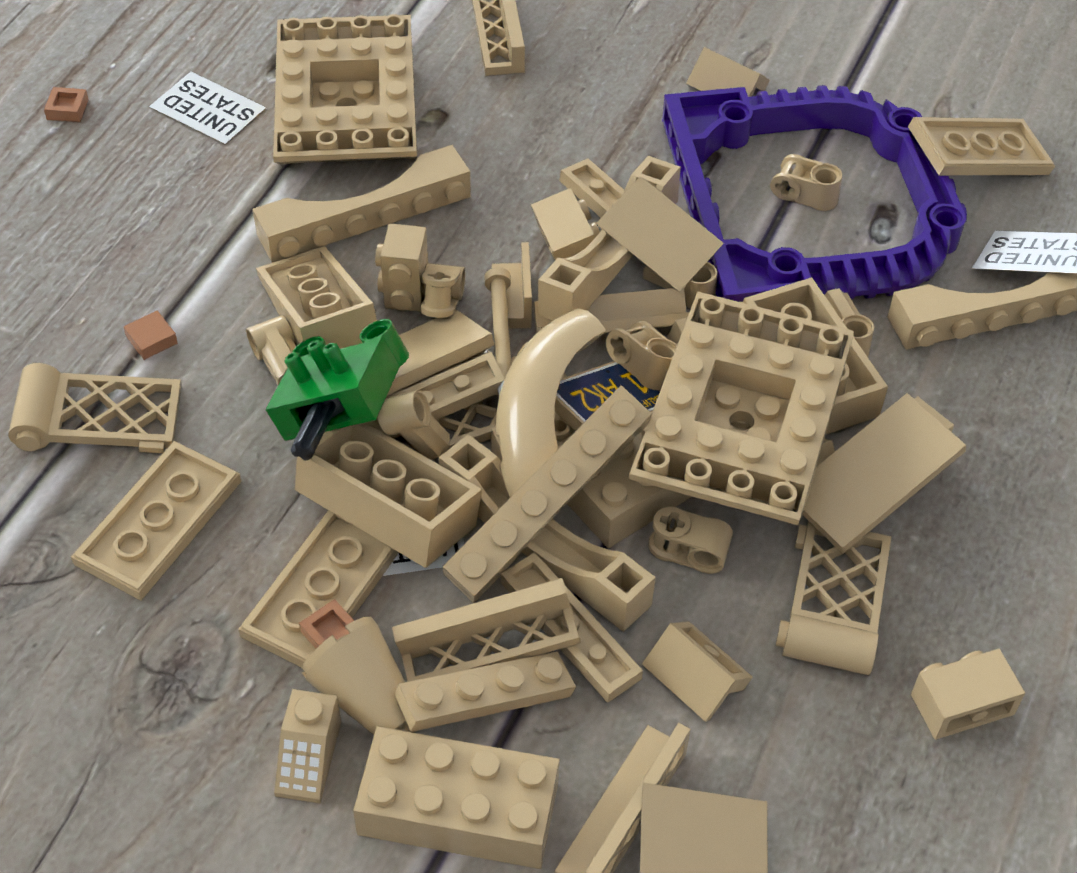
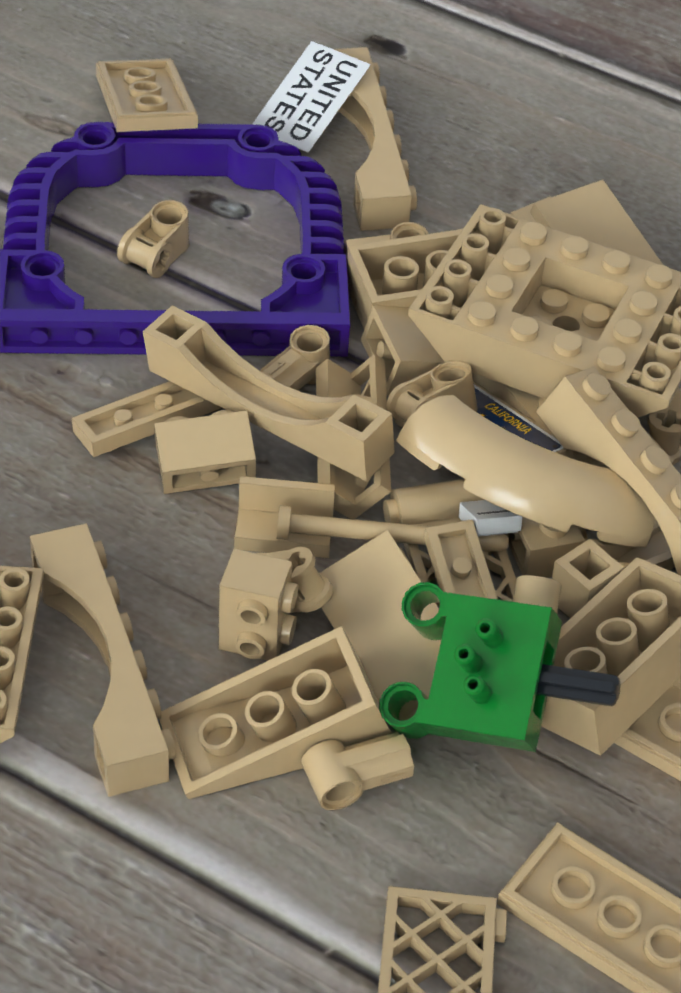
camera: 85 degrees left, 5 degrees down
(150, 335) = (295, 924): nougat tile -> none
(659, 233) = (264, 349): tan sticker -> none

